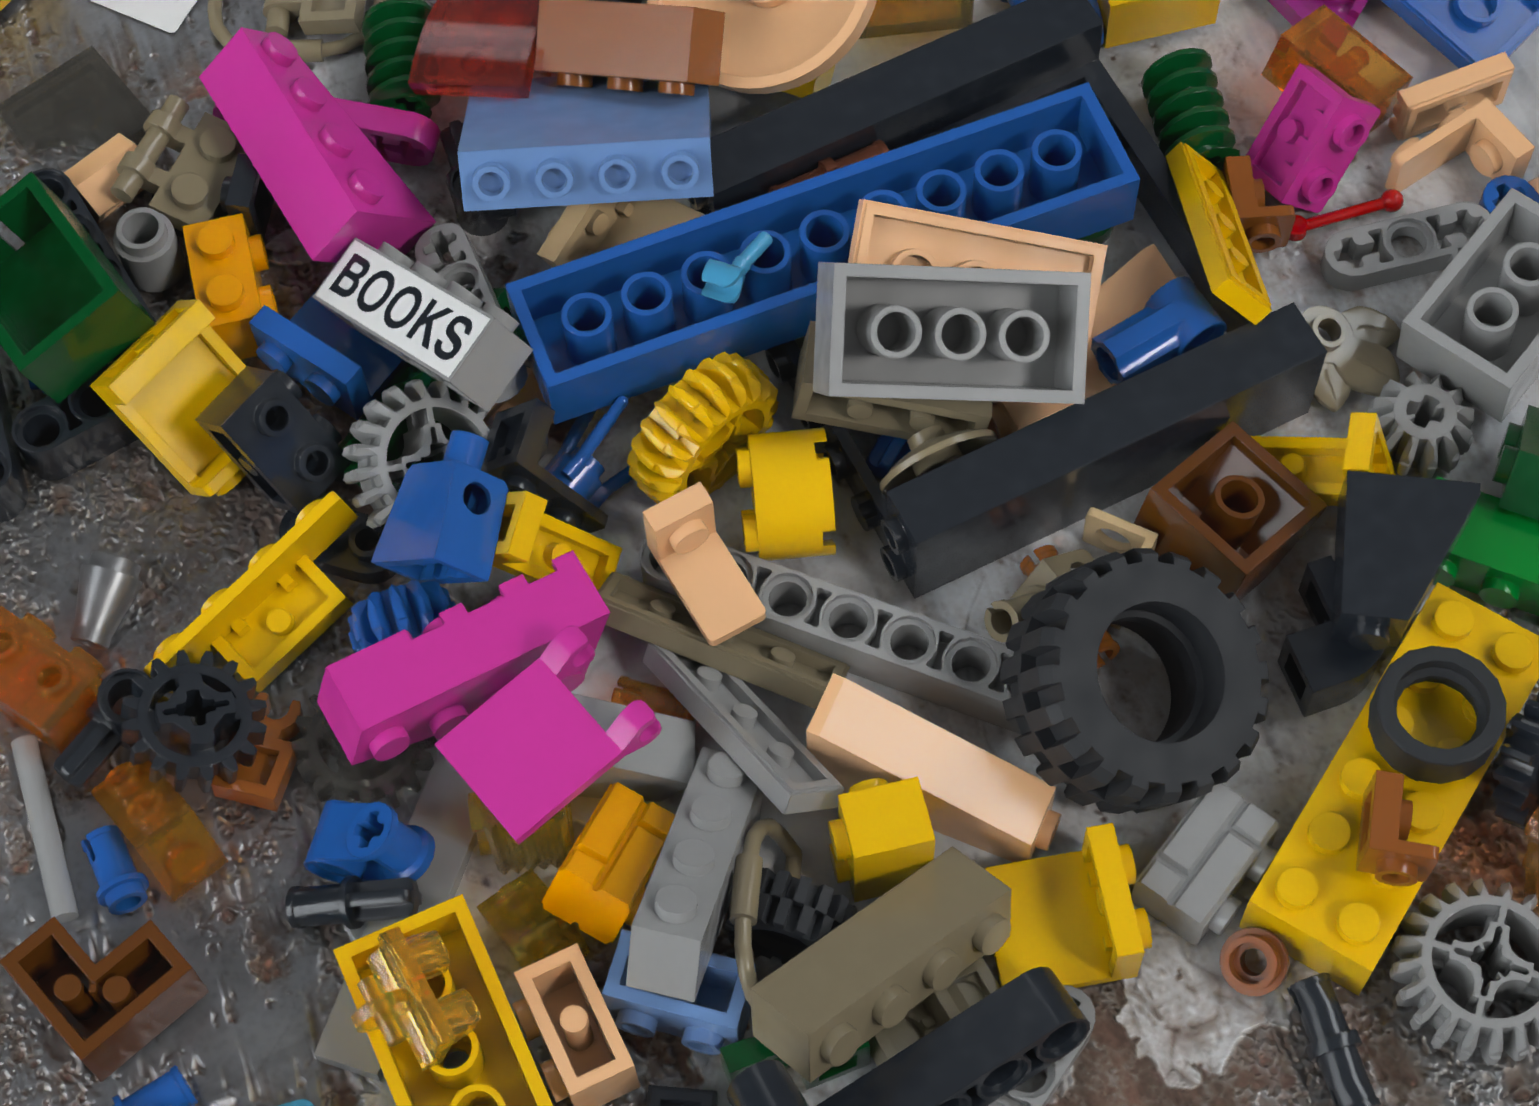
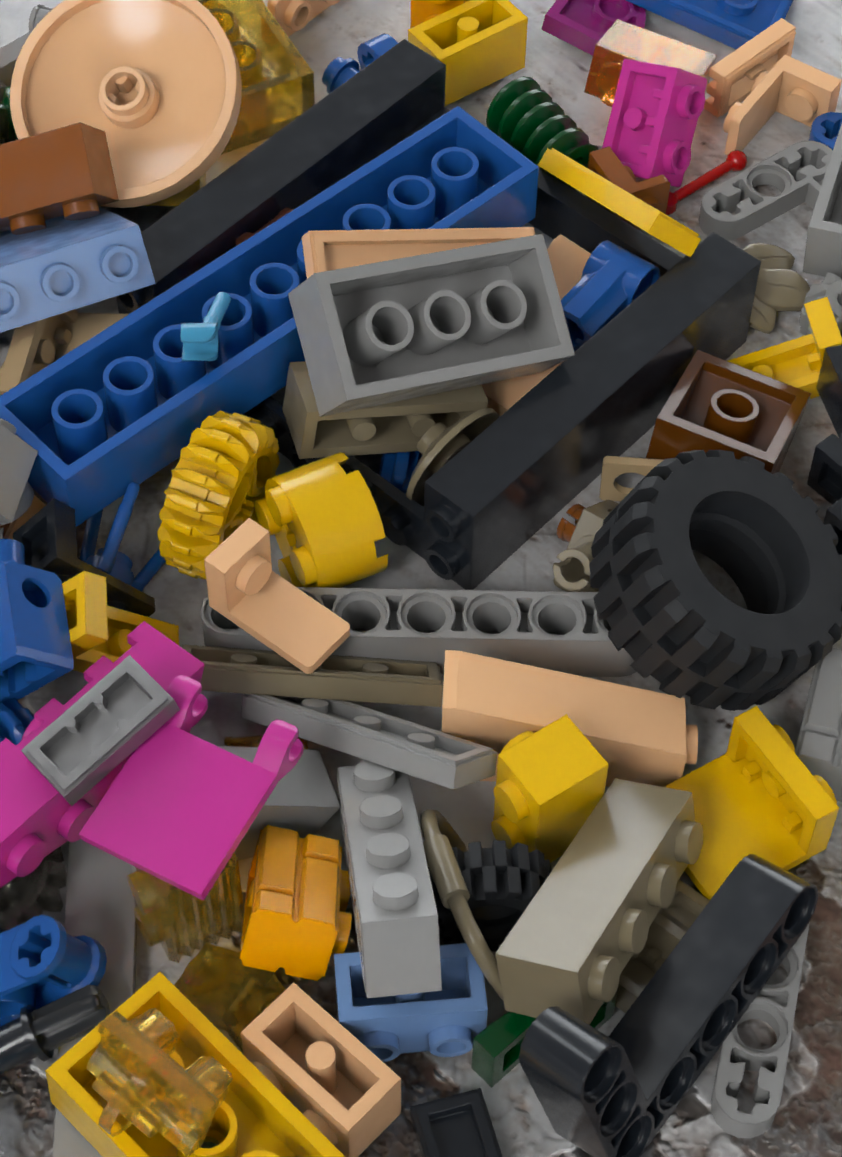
camera: 25 degrees left, 10 degrees down
(484, 654) = (100, 730): none -> flat silver plate

